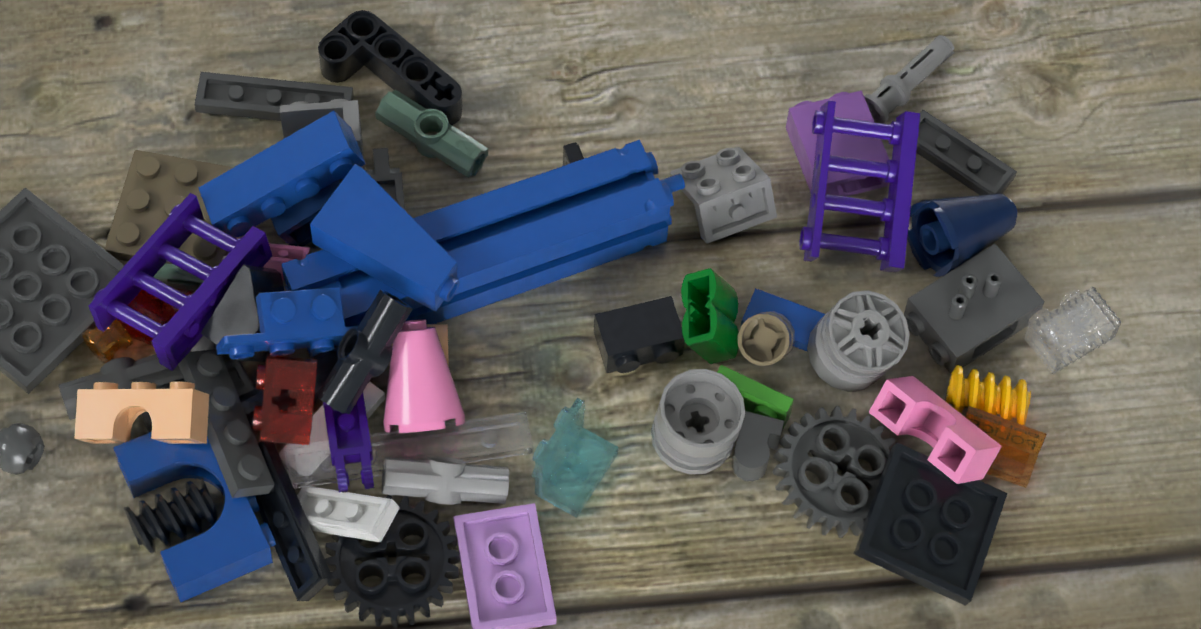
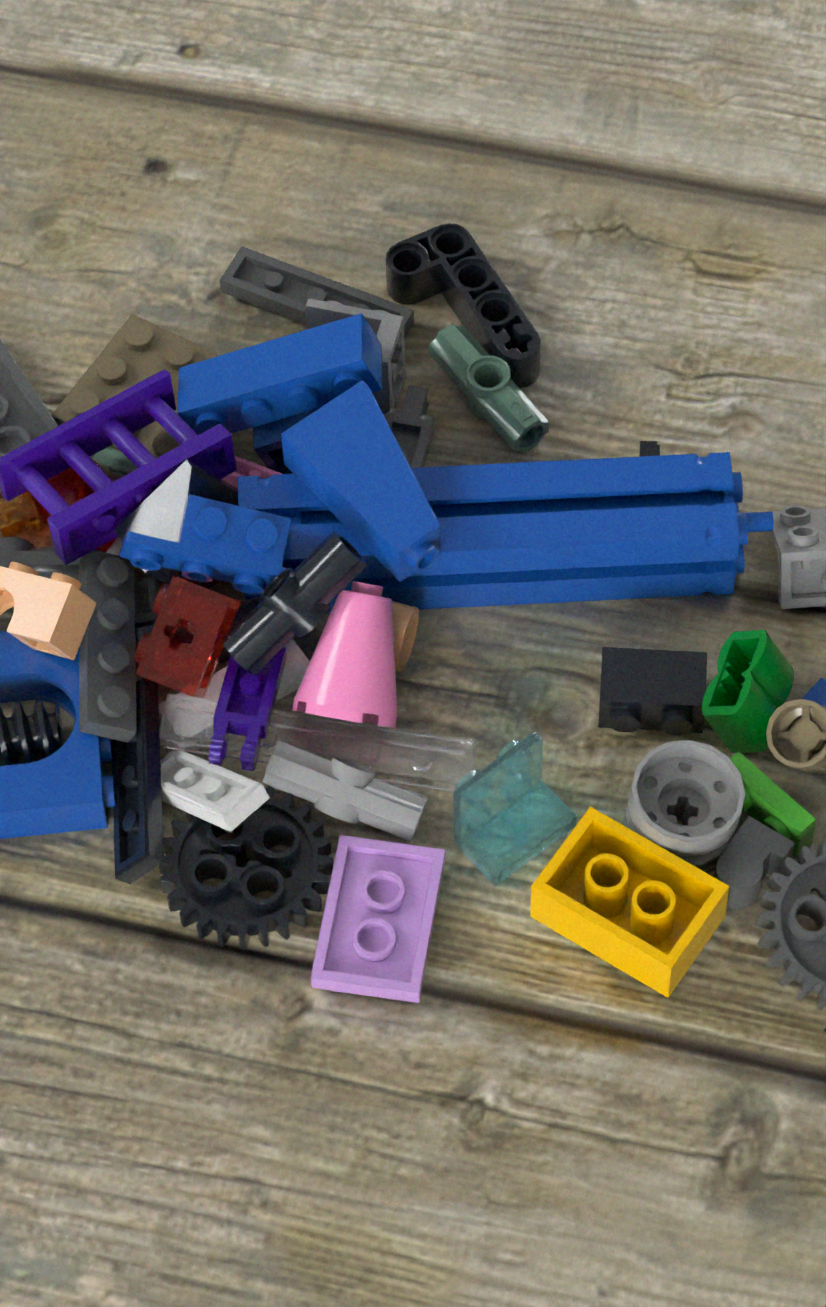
camera: 25 degrees right, 5 degrees down
(682, 501) = (629, 901): none -> yellow brick

